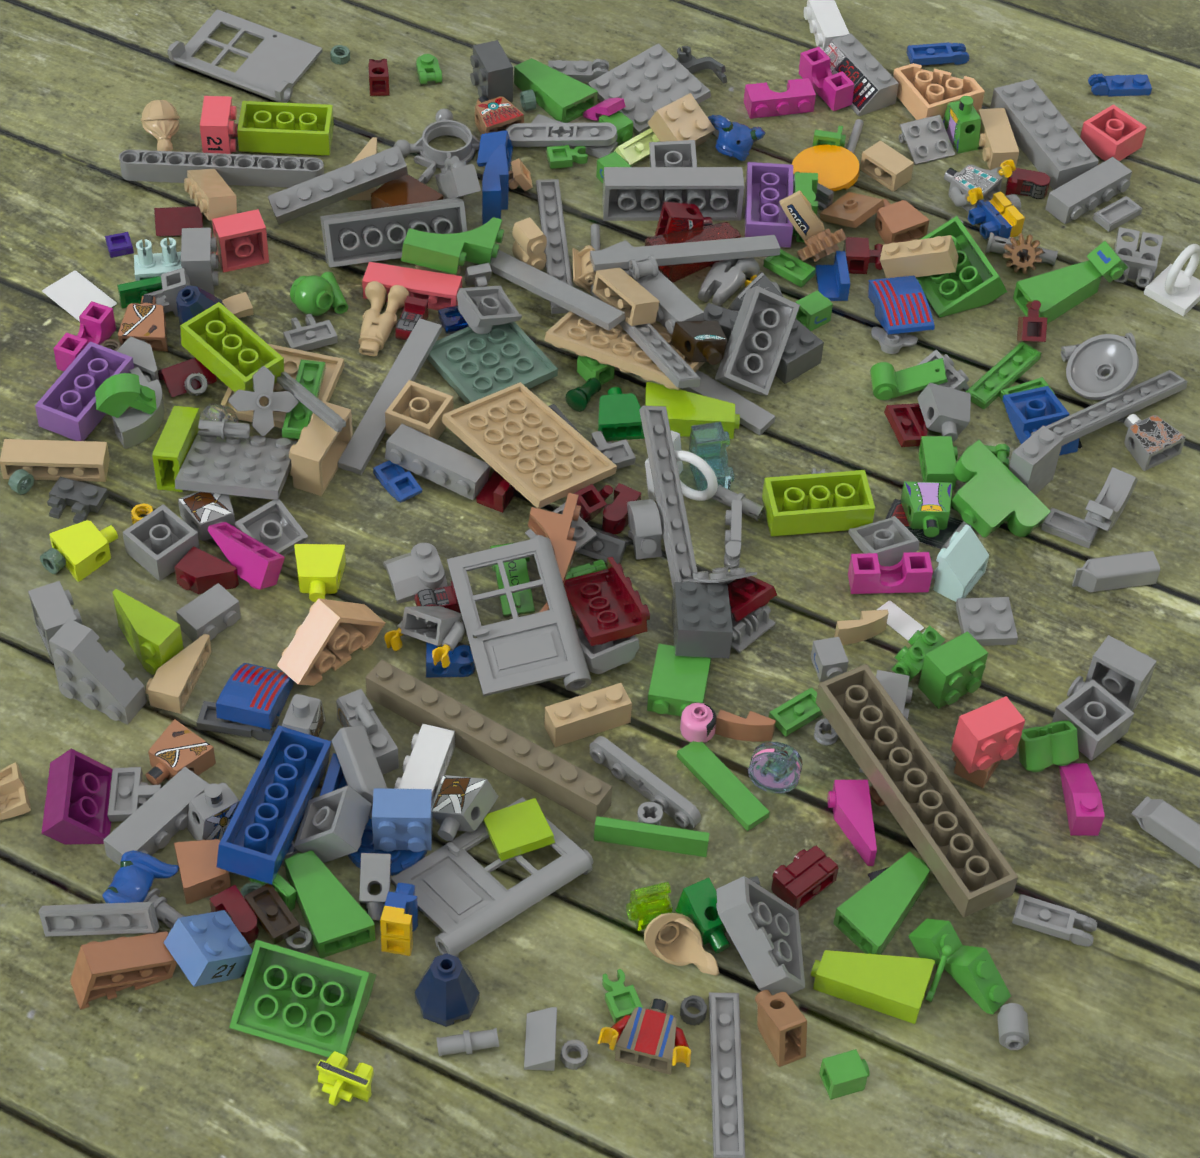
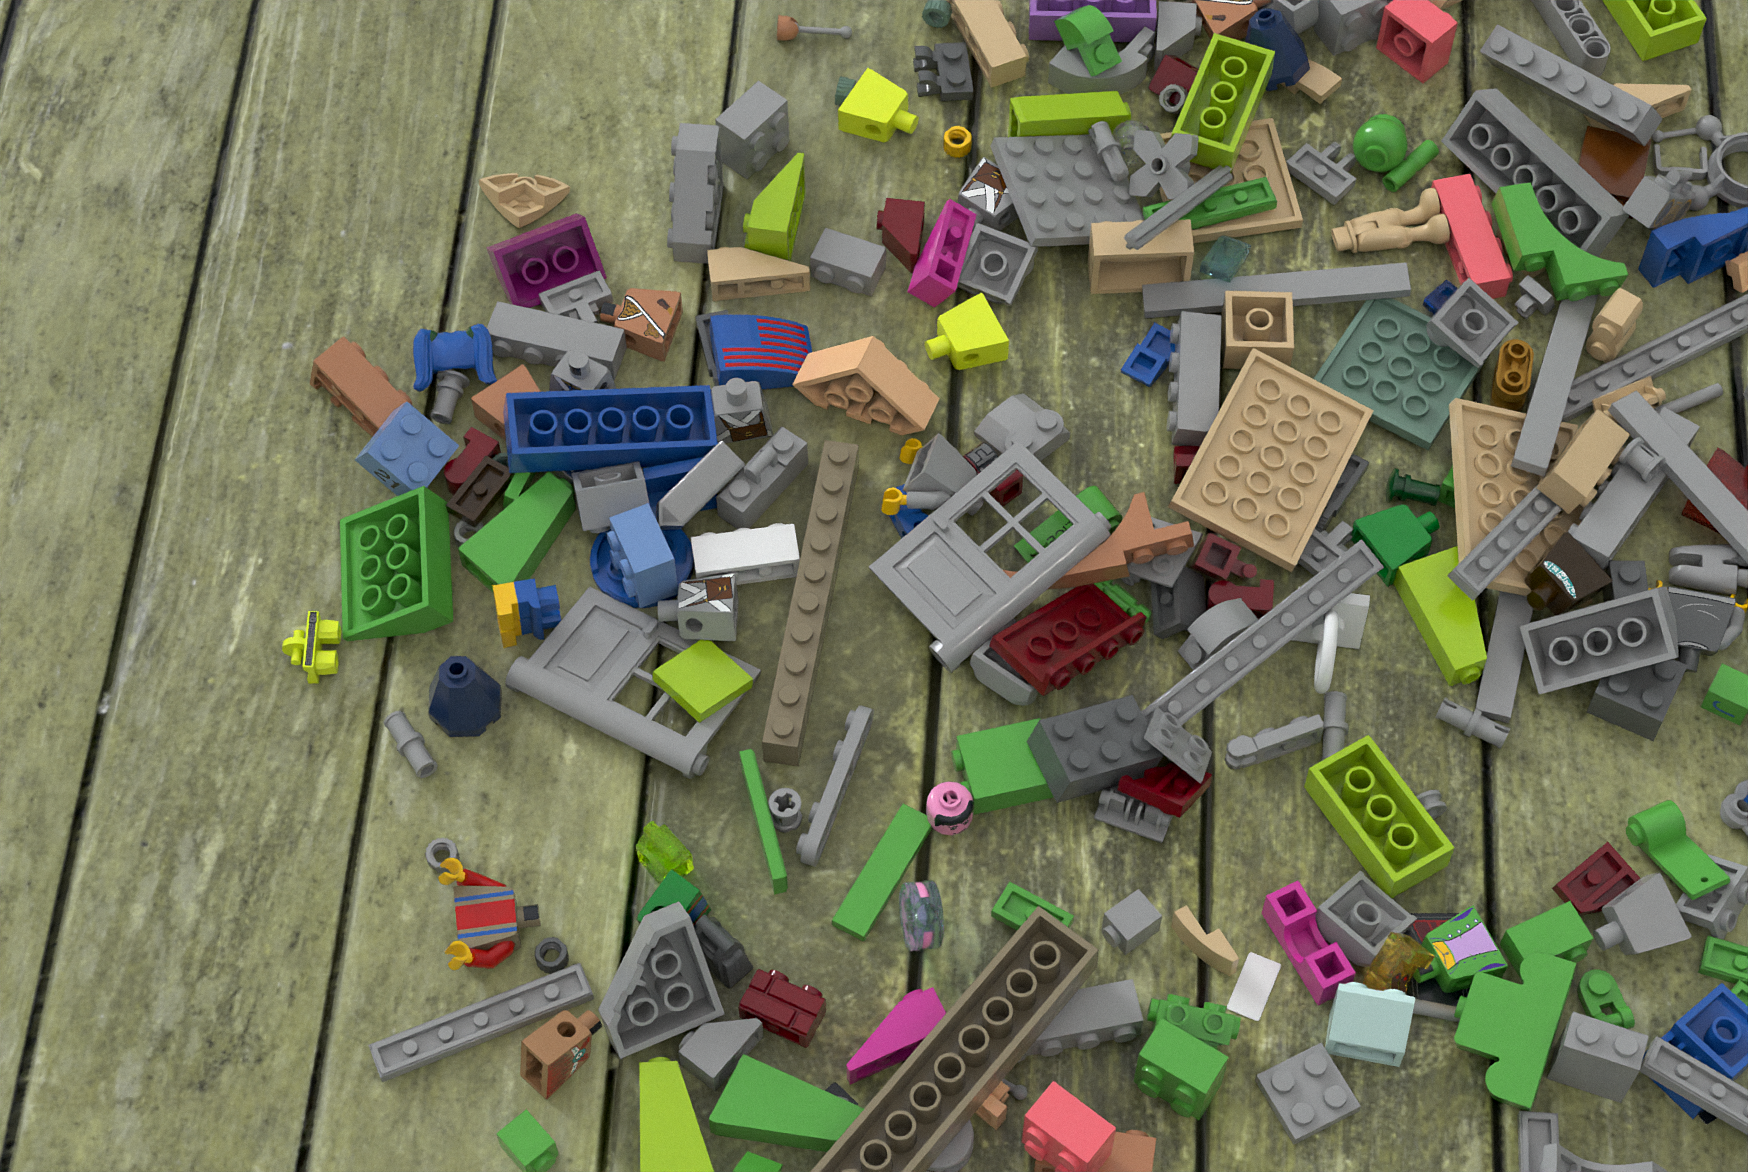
camera: 70 degrees right, 10 degrees up
(99, 919) = (399, 343): light grey tile -> none
(160, 541) = (918, 169): light grey brick -> none
(358, 409) = (1225, 258): none -> clear light blue plate
(374, 870) = (567, 563): light grey torso -> none
(413, 310) = (1423, 260): dark red leg -> none
(535, 309) = (1512, 375): none -> pearl gold brick
(540, 1040) = (447, 816): light grey slope -> none
(587, 714) = (902, 687): tan brick -> none
(620, 999) = (530, 875): bright green plate -> none
(678, 942) = (622, 897): tan piece -> none
(710, 444) = (1377, 667): clear light blue brick -> none
(753, 728) = (976, 867): nougat slope -> none
(769, 435) = (1472, 723): none -> light grey pin
(821, 928) = (717, 1048): none -> light grey slope
(927, 535) = (1397, 963): none -> clear yellow leg

